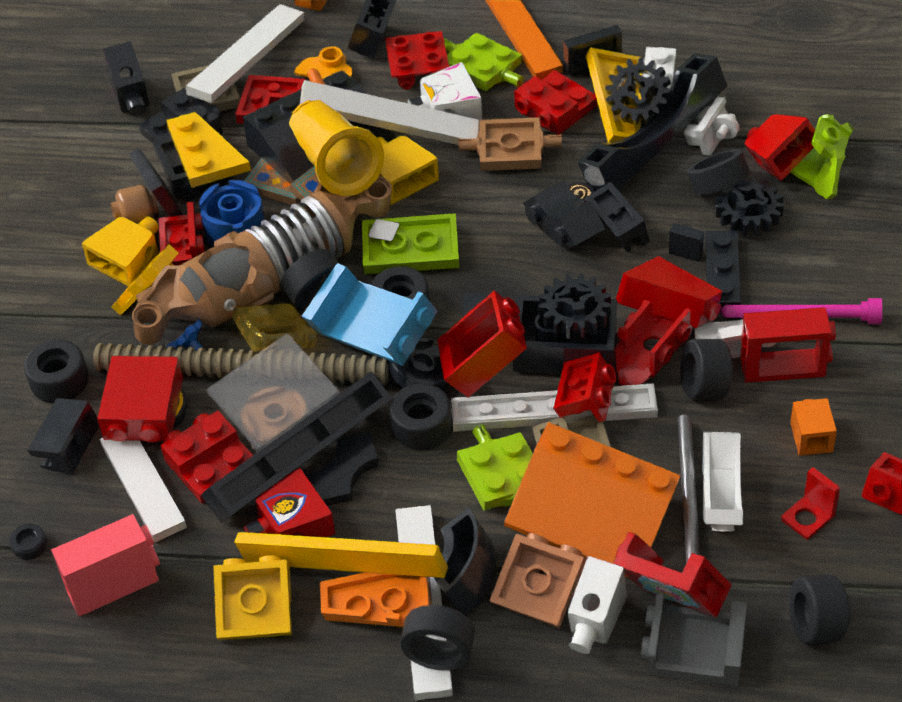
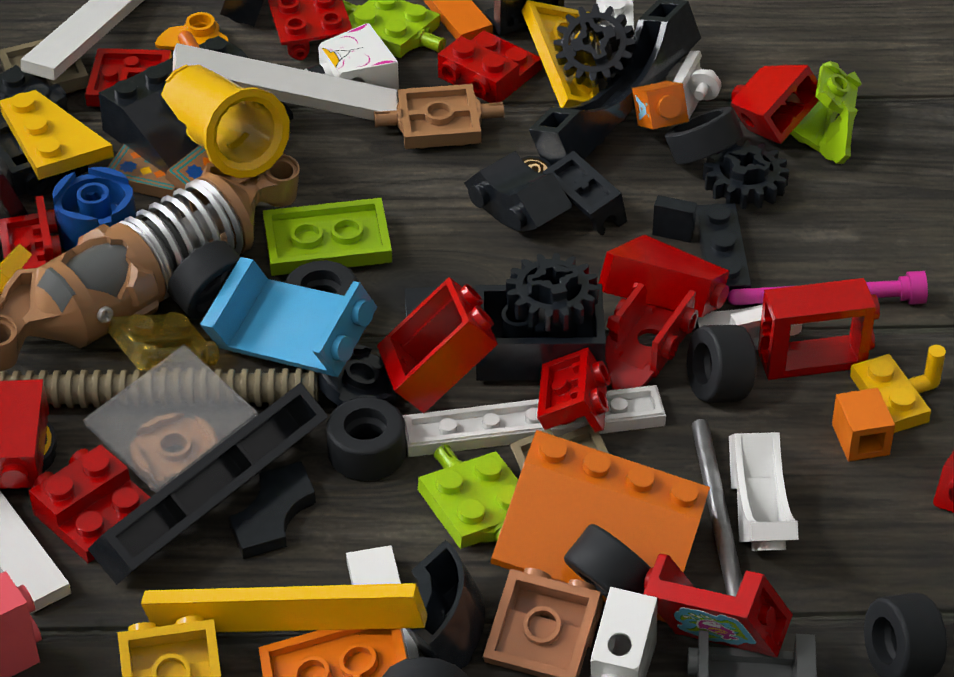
camera: 10 degrees left, 5 degrees down
(189, 338) = (53, 360): blue plant -> none
(292, 509) = (212, 557): red torso -> none
(383, 230) = (292, 220): white sticker -> none
(407, 167) = (317, 146): yellow torso -> none
(590, 534) = (606, 562): none -> black tyre
(686, 144) = (660, 104): none -> orange brick
(819, 498) = (883, 509): red bracket -> none
(845, 400) = (898, 391): none -> yellow plate

